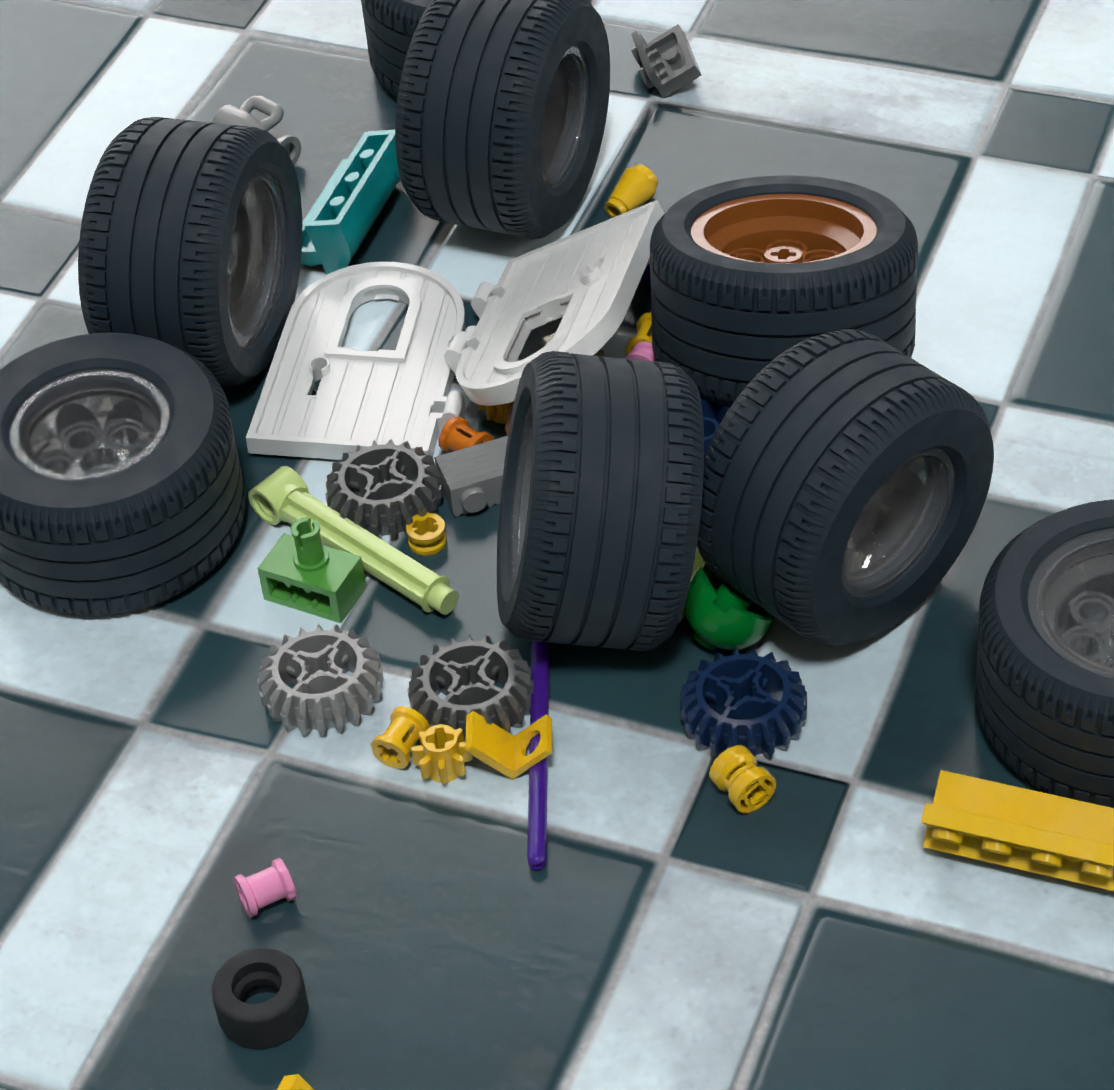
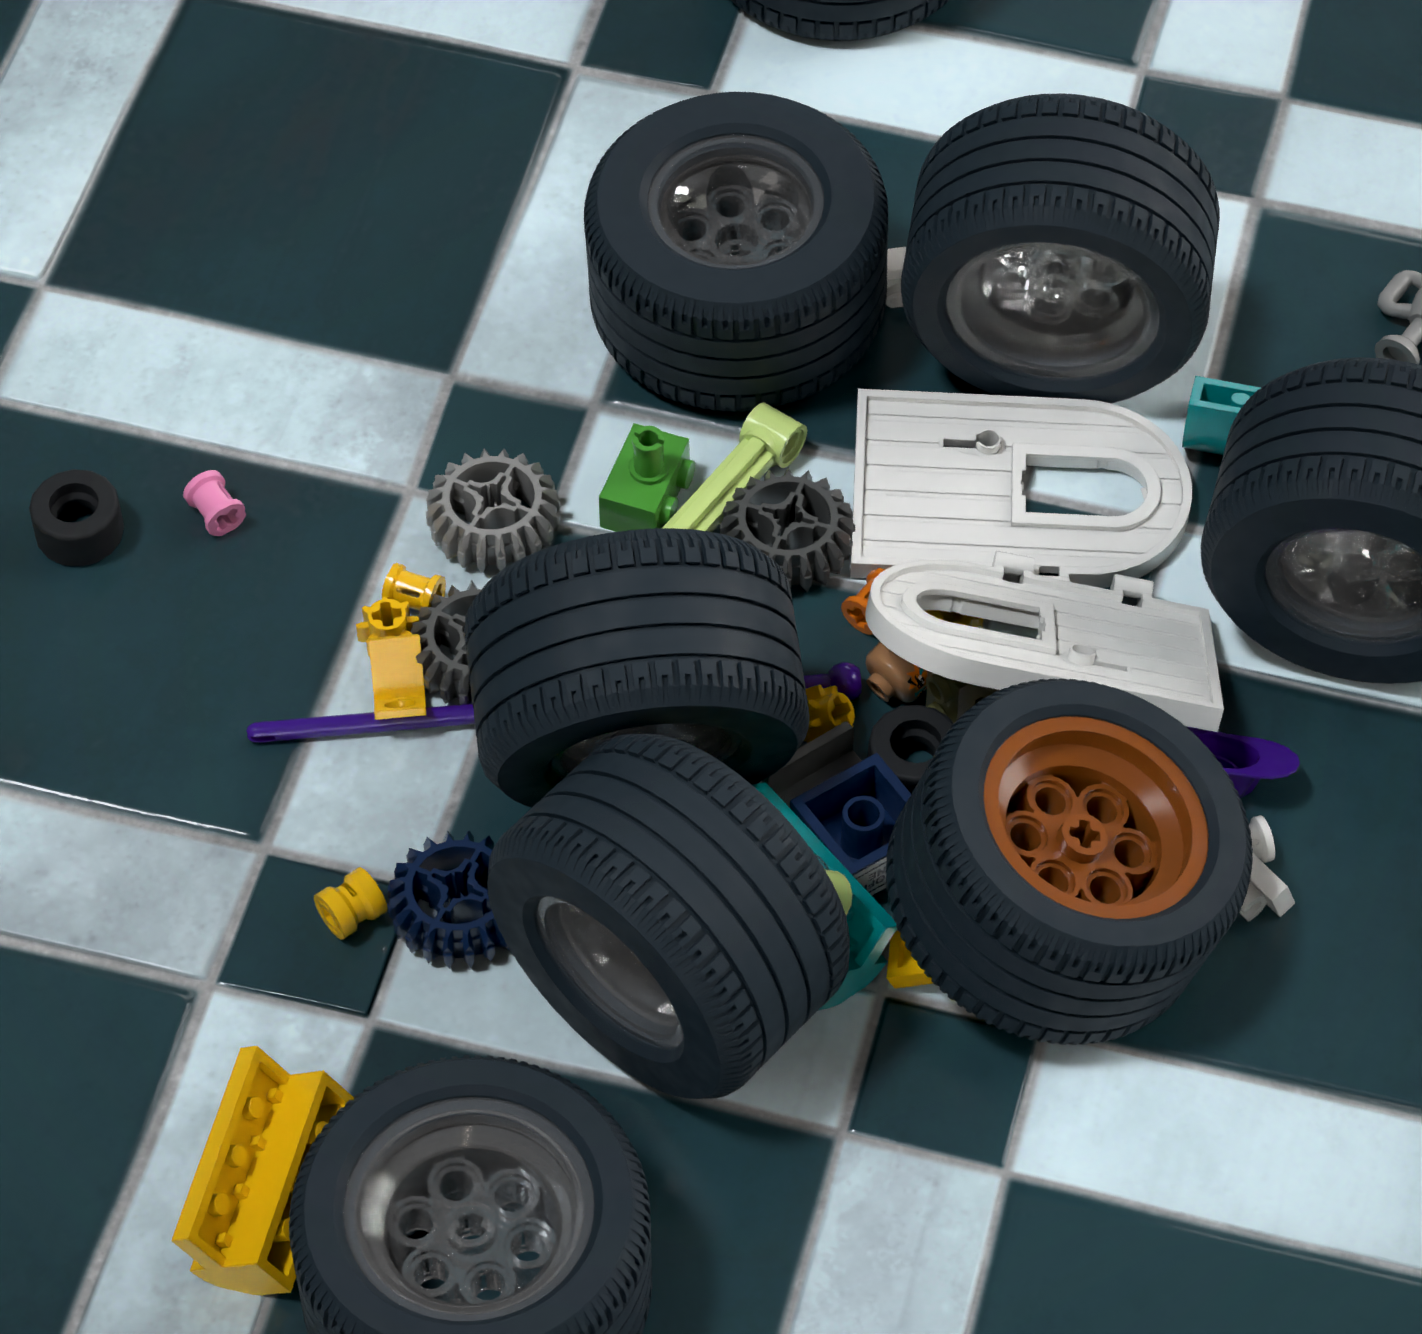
camera: 80 degrees right, 10 degrees up
(473, 476) = (825, 622): light grey brick -> none
(632, 190) = (1367, 729): yellow cone -> none

